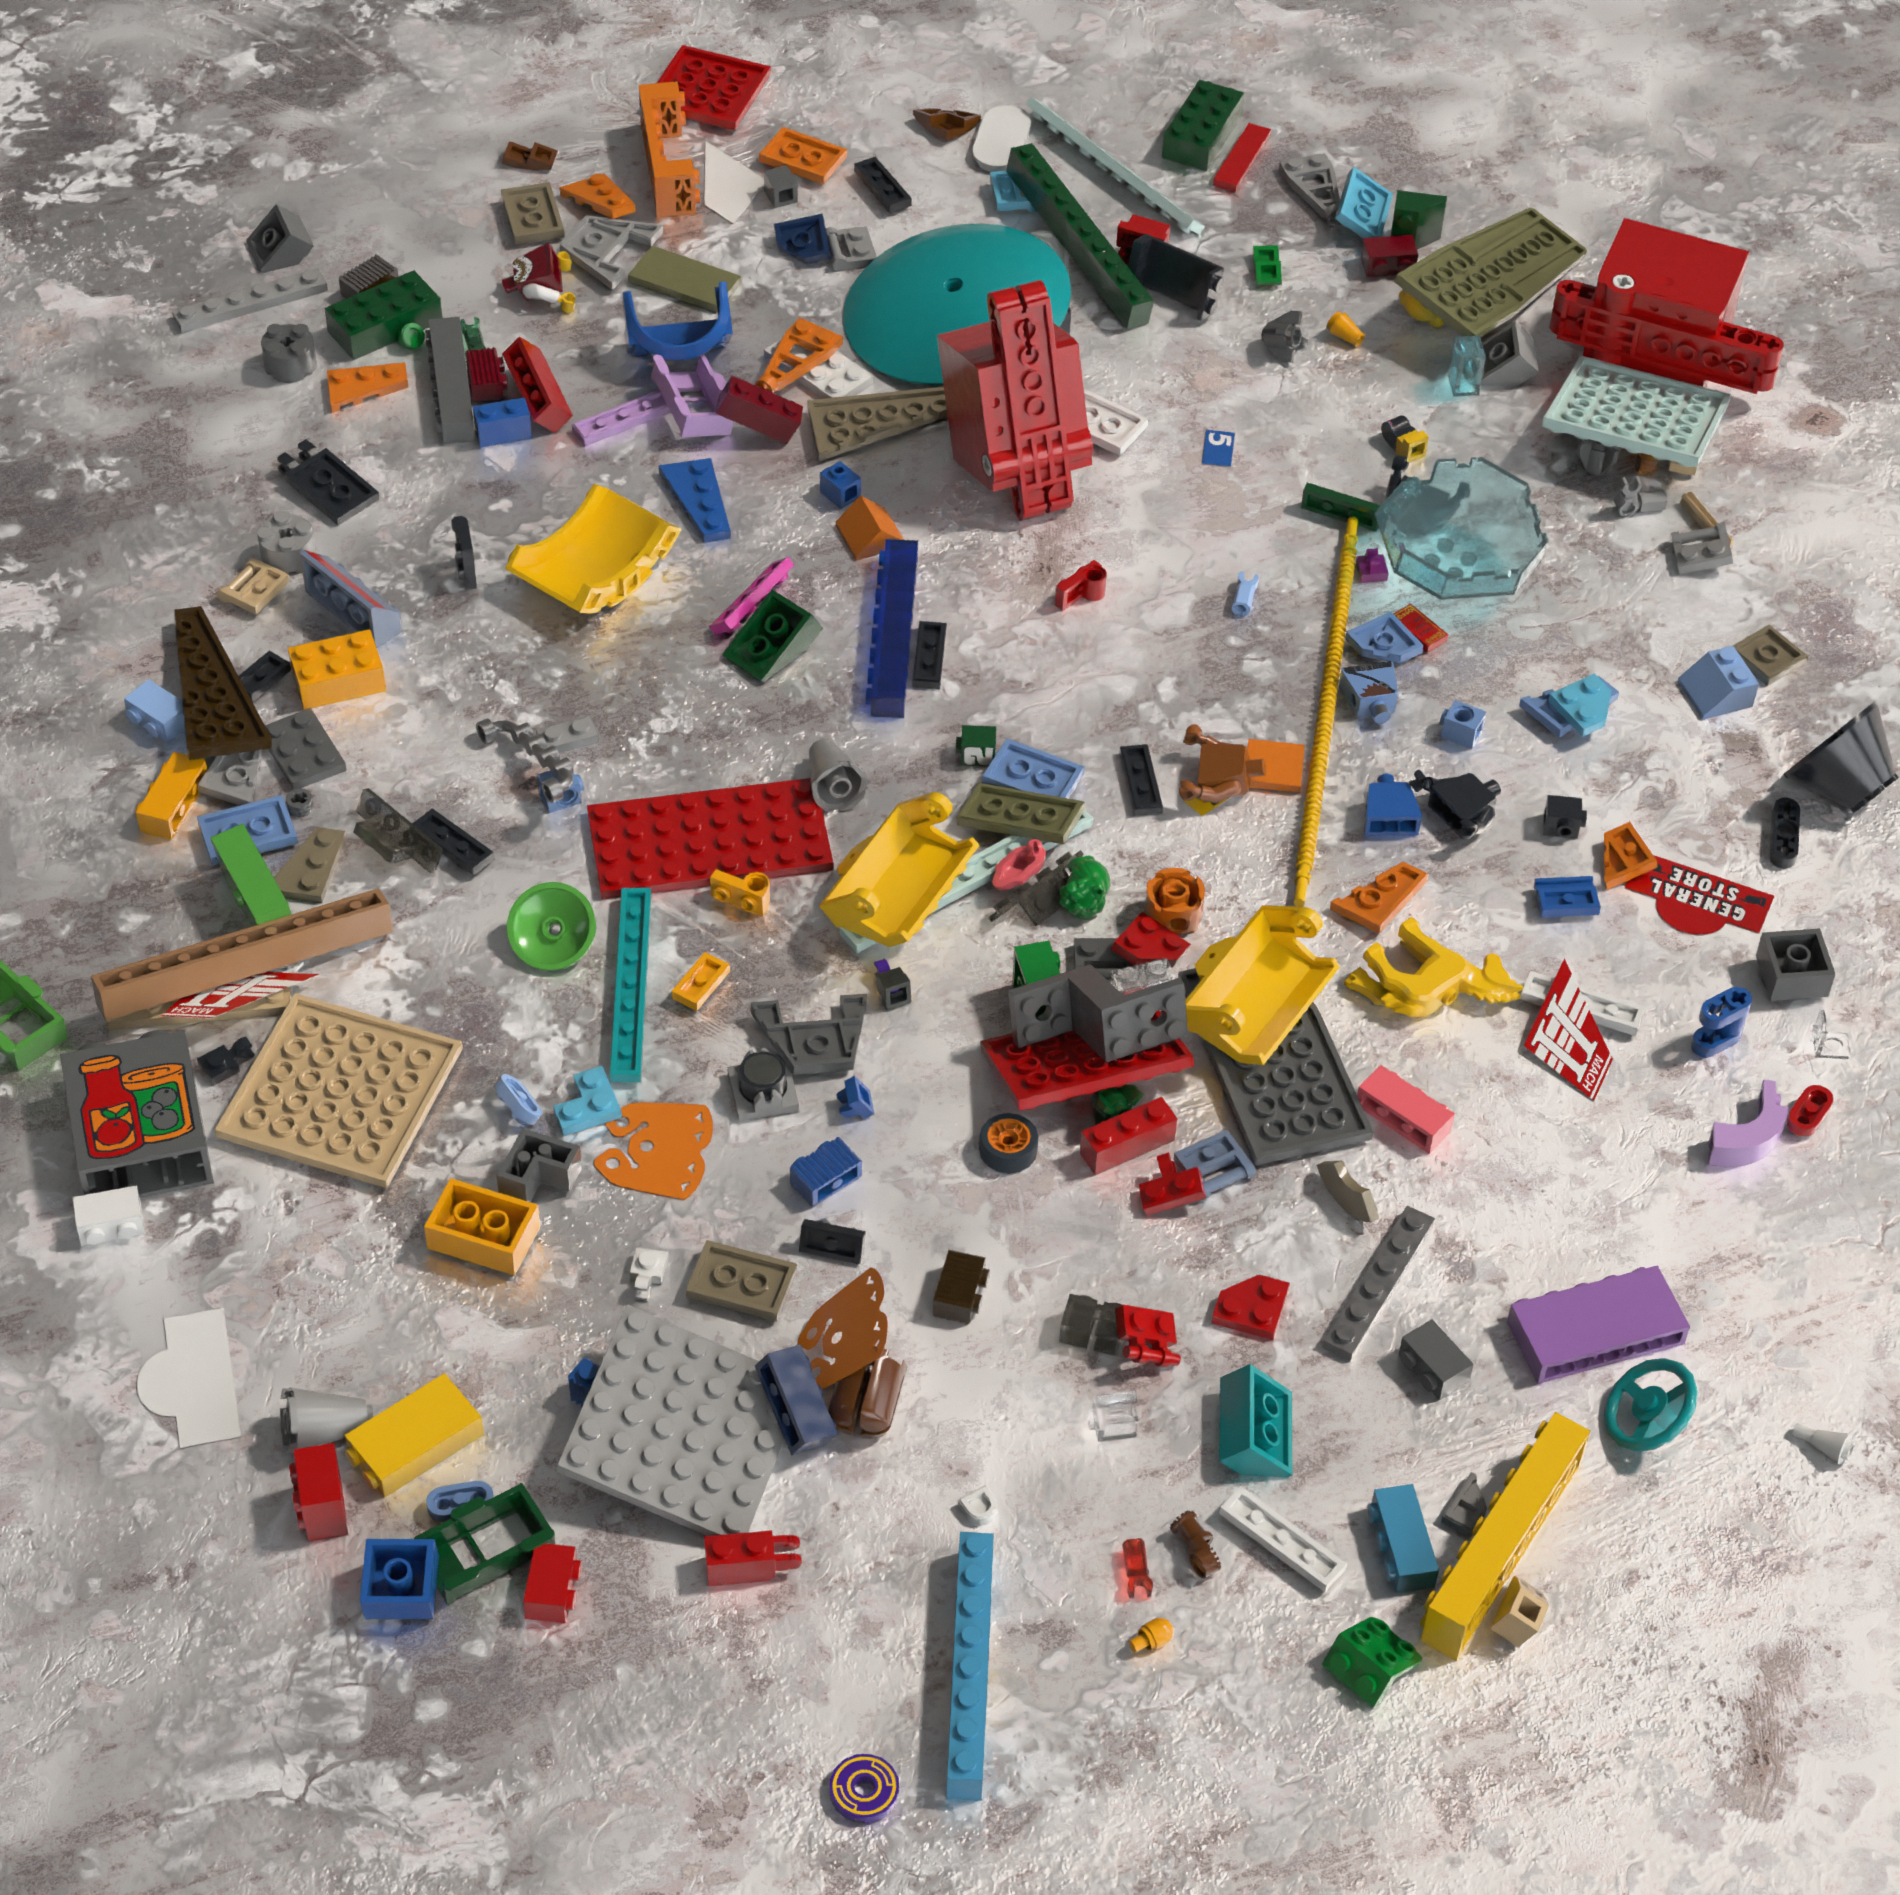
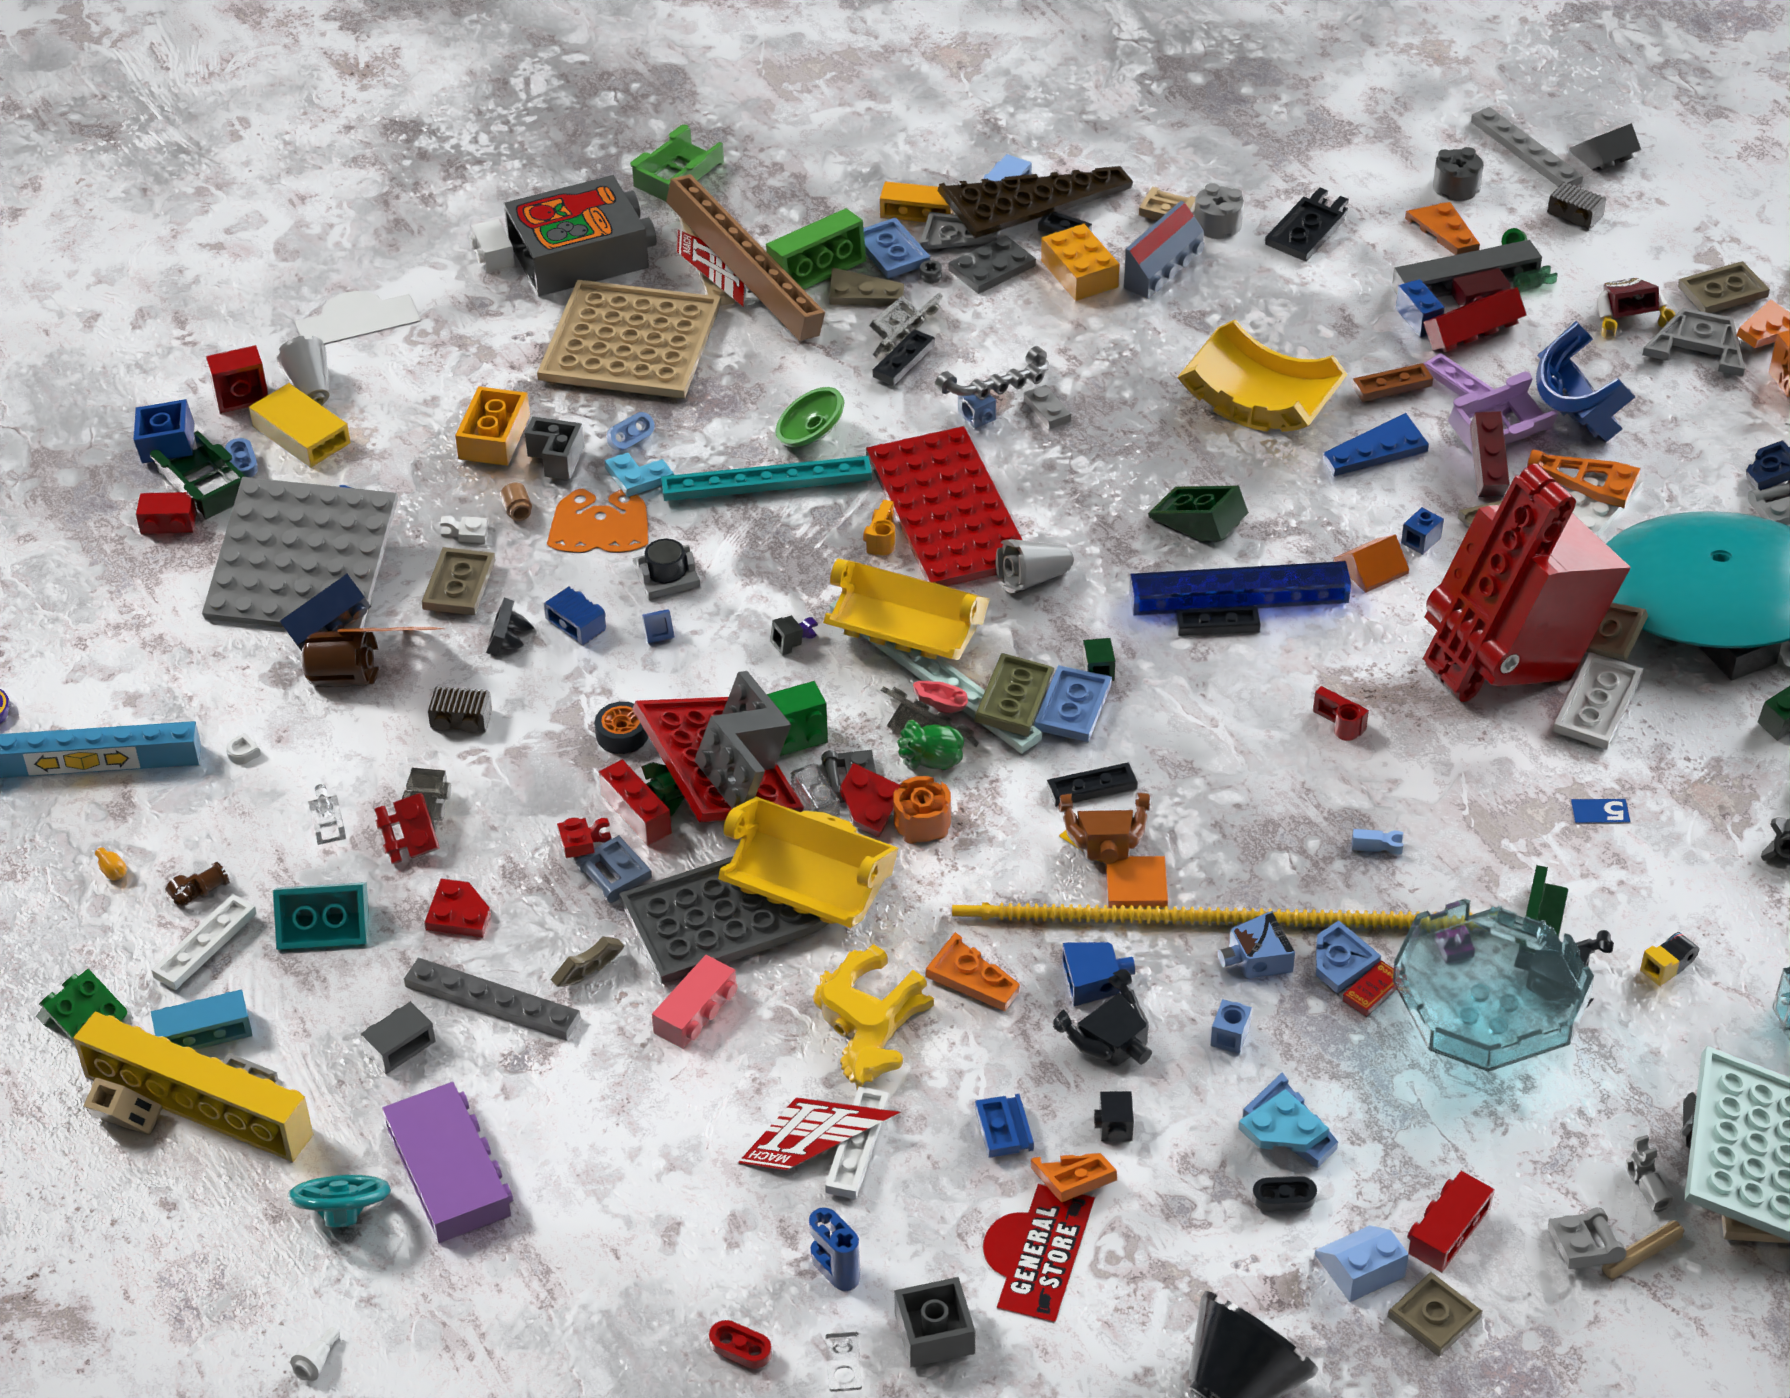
camera: 85 degrees right, 5 degrees down
(223, 1063) = (651, 277): black plate -> none
(376, 315) = (1545, 221): dark green brick -> none
(464, 552) = (1227, 303): black plate -> none
(609, 463) = (1392, 382): none -> dark orange plate
(616, 1216) = (516, 501): none -> medium nougat brick
(682, 277) = (1680, 398): olive tile -> none
(700, 981) = (776, 518): light orange plate -> none
(749, 1557) = (184, 609): red hinge -> none
(756, 592) = (1261, 496): dark pink plate -> none
(814, 1044) = (715, 597): dark grey wing -> none
(1136, 1566) = (177, 850): clear red bar -> none
(1649, 722) = (1283, 1193): none -> black plate
(1681, 622) = (1450, 1220): none -> red brick
(1747, 1143) = (700, 1298): lavender arch -> none
(1777, 840) = (1158, 1317): black beam -> none

